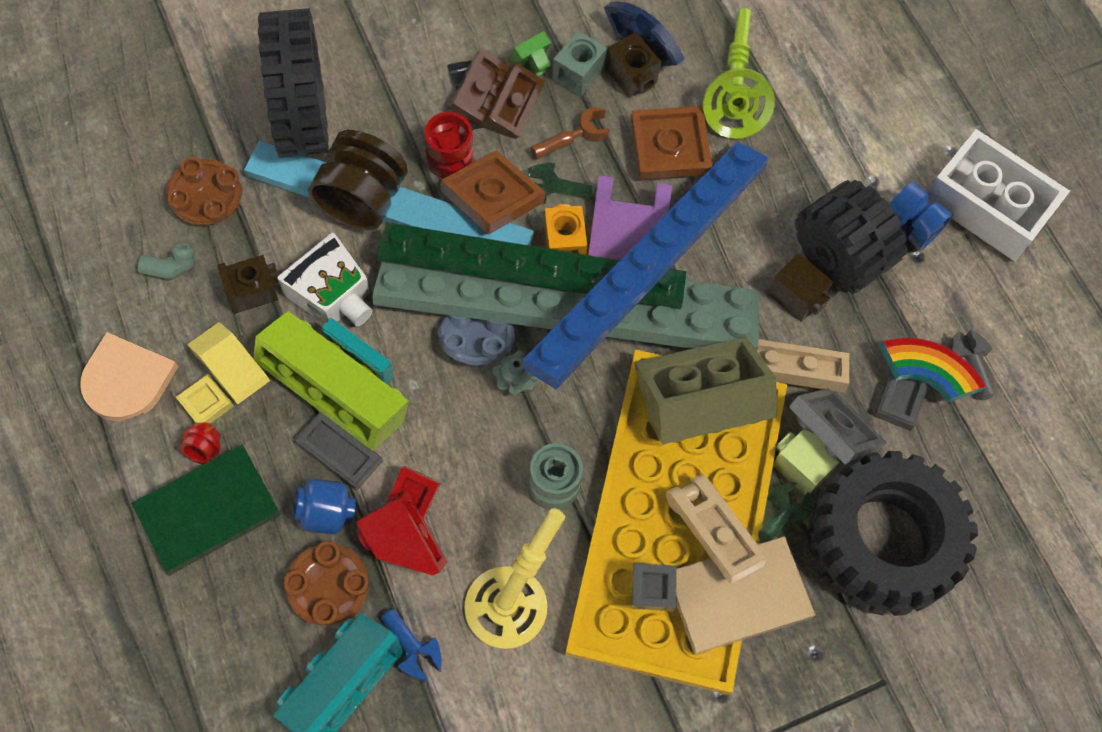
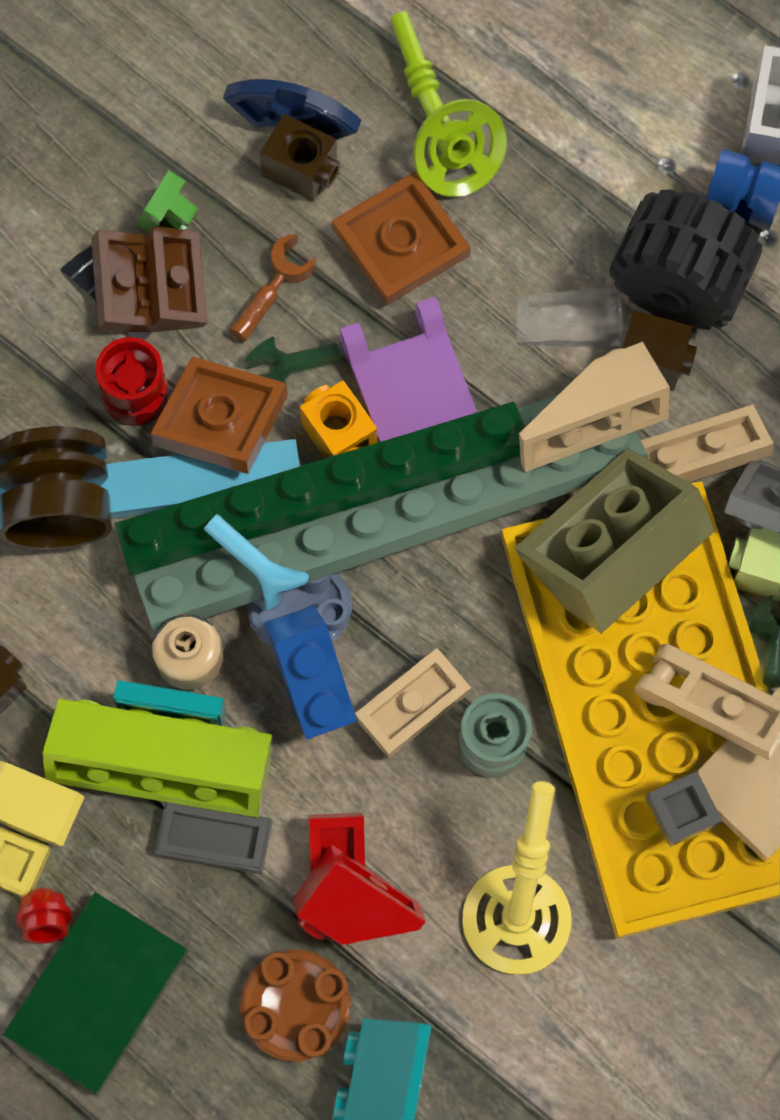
camera: 25 degrees left, 5 degrees up
(323, 506) = (239, 916): blue head -> none
(328, 283) = (83, 637): white torso -> none
(387, 324) = (188, 668): none -> tan head
(412, 647) = (462, 1015): blue bar -> none
(455, 373) = (310, 672): none -> blue brick
(465, 302) = (272, 577): none -> medium azure piece
(512, 375) = (376, 631): sand green plant -> none
(514, 430) = (412, 703): none -> tan plate
(579, 75) = (231, 206): sand green brick -> none
(643, 267) = (465, 420): blue plate -> none
(740, 298) = (601, 404): none -> tan slope
(756, 243) = (571, 318): none -> clear slope

